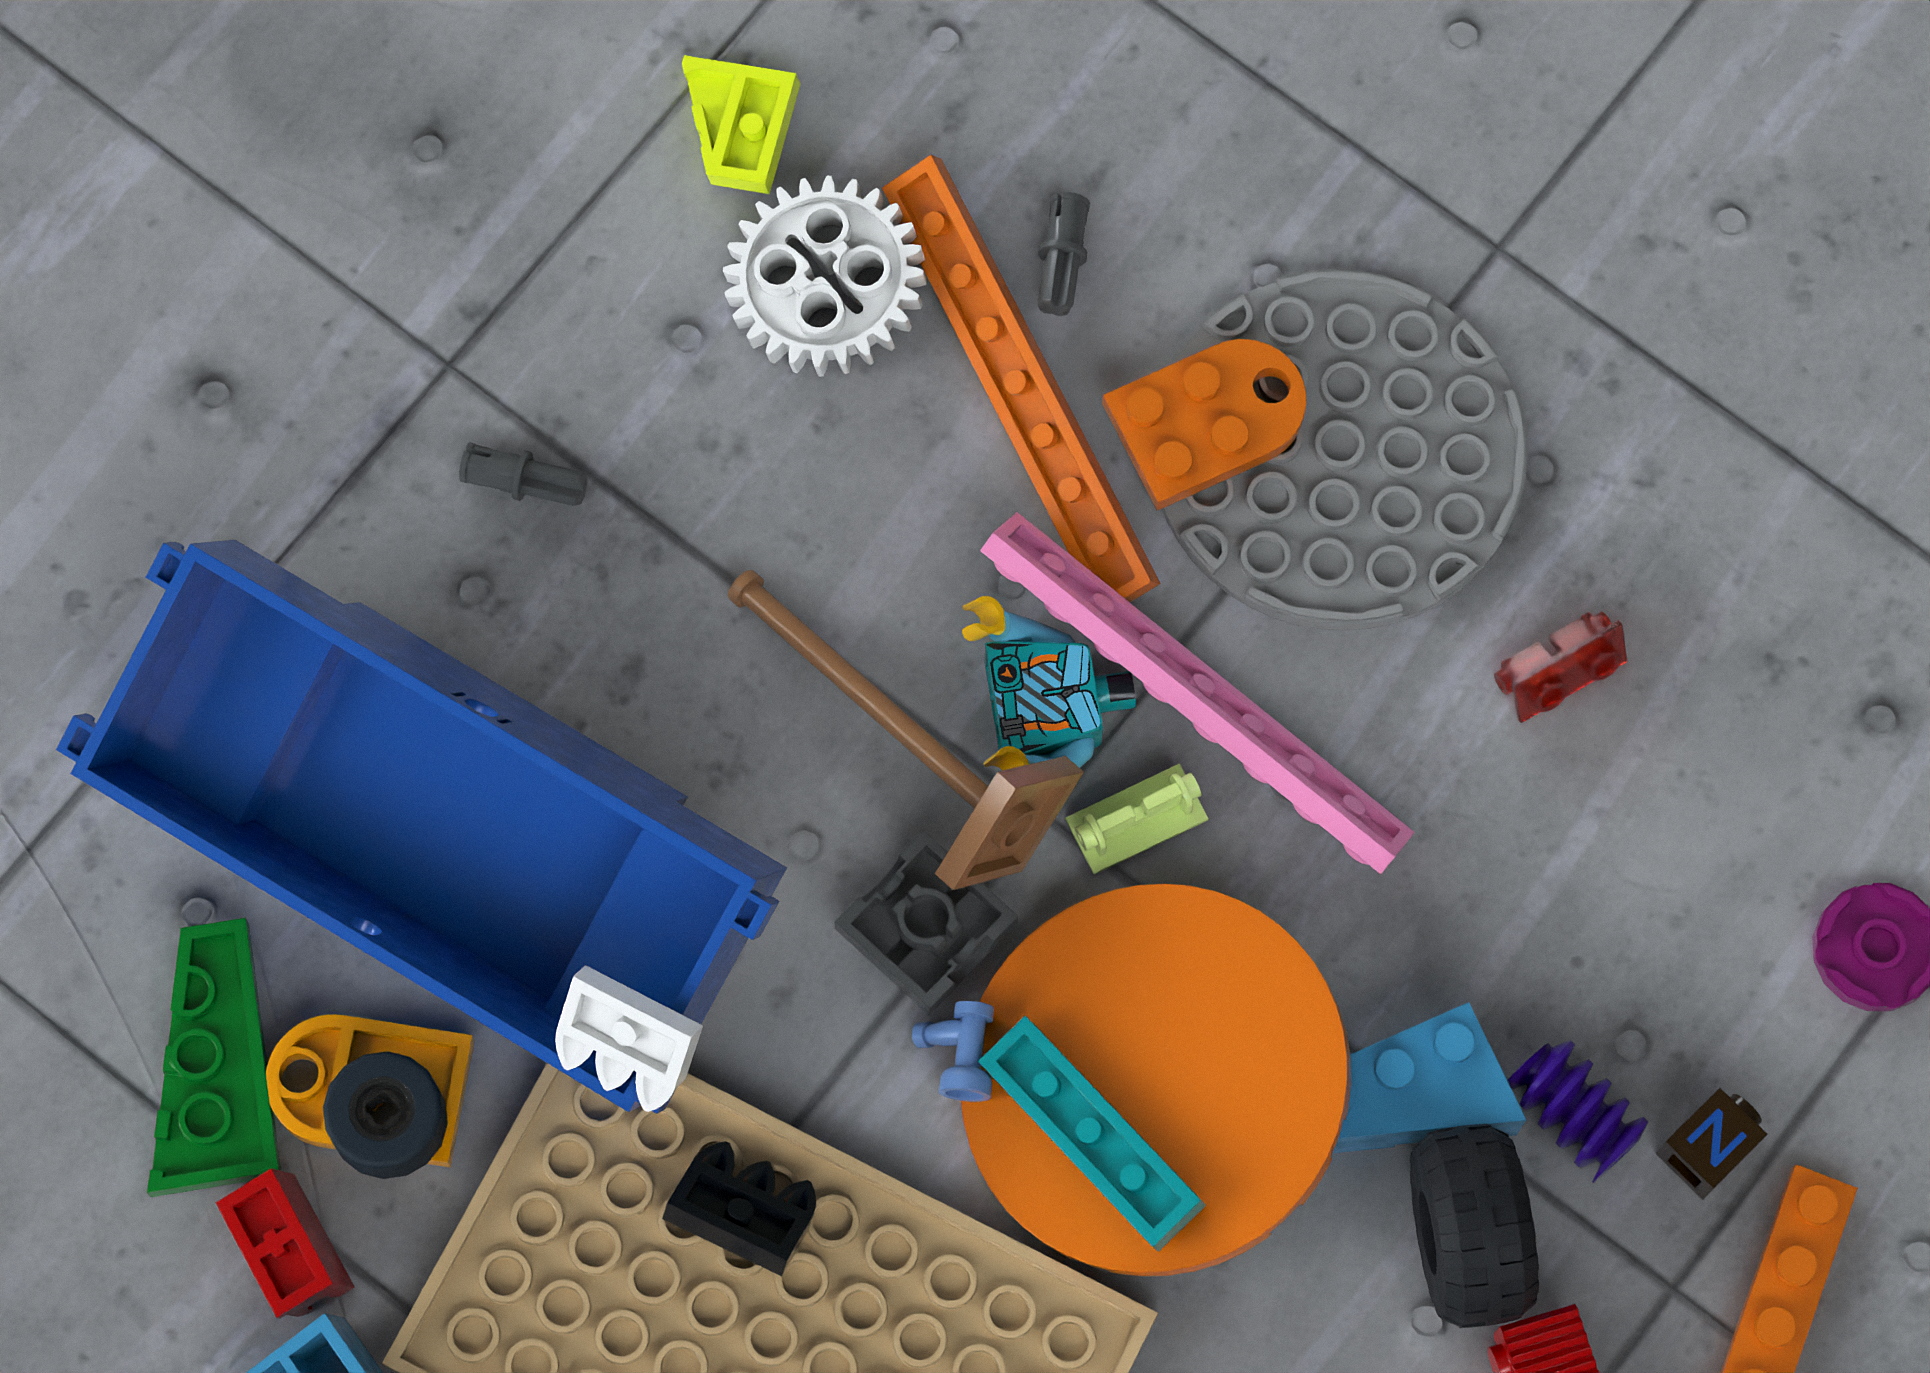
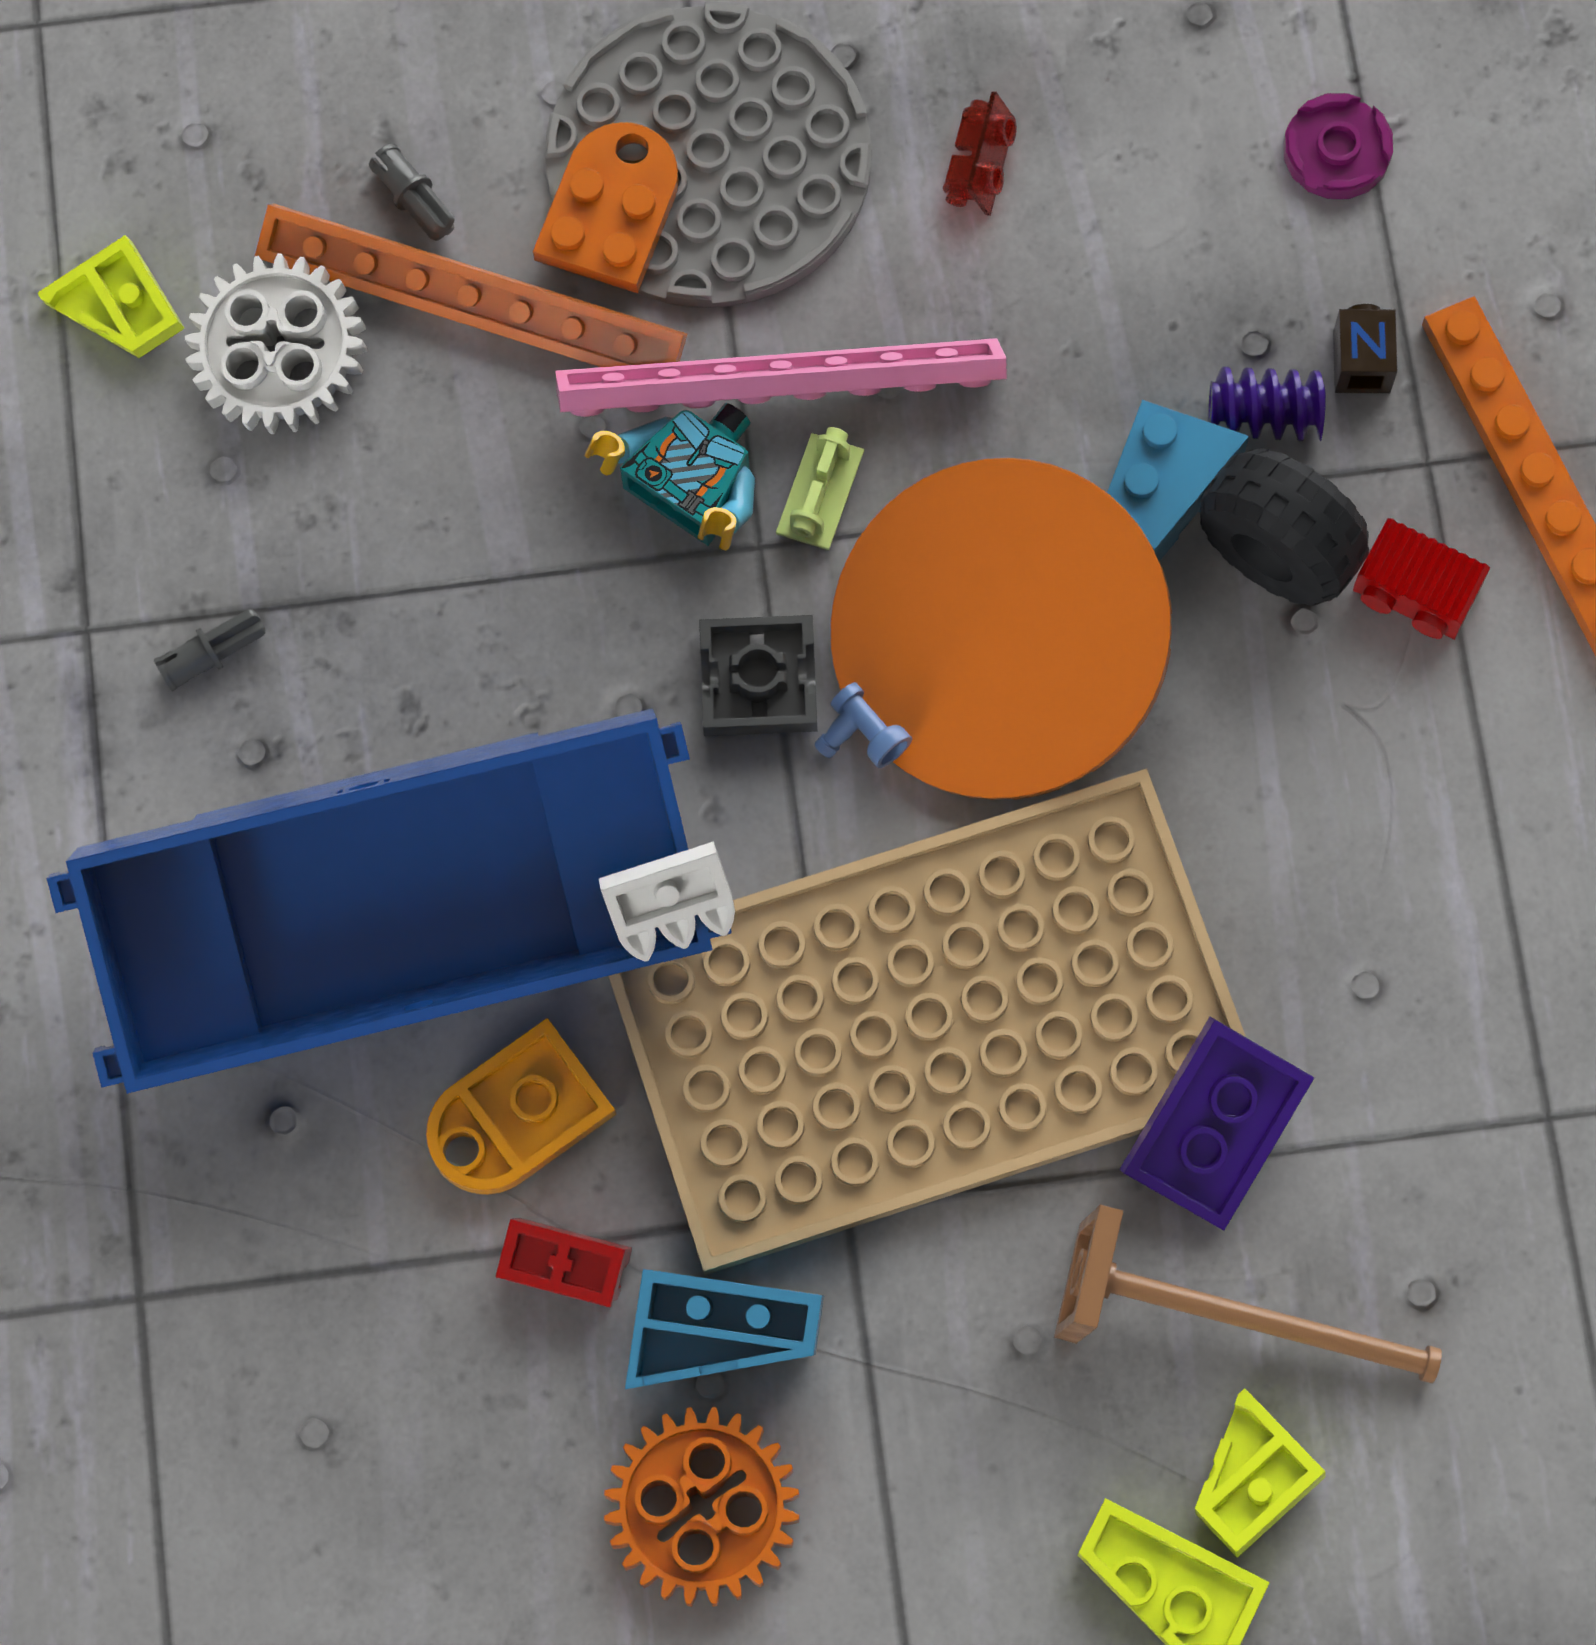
camera: 40 degrees left, 0 degrees up
(215, 1095) = (409, 1206): green wing -> none
(391, 1138) = (562, 1132): black wheel -> none
(741, 1209) = (833, 952): black plate -> none
(1007, 814) = (749, 559): medium nougat tile -> none
(1092, 1133) = (1000, 694): teal plate -> none

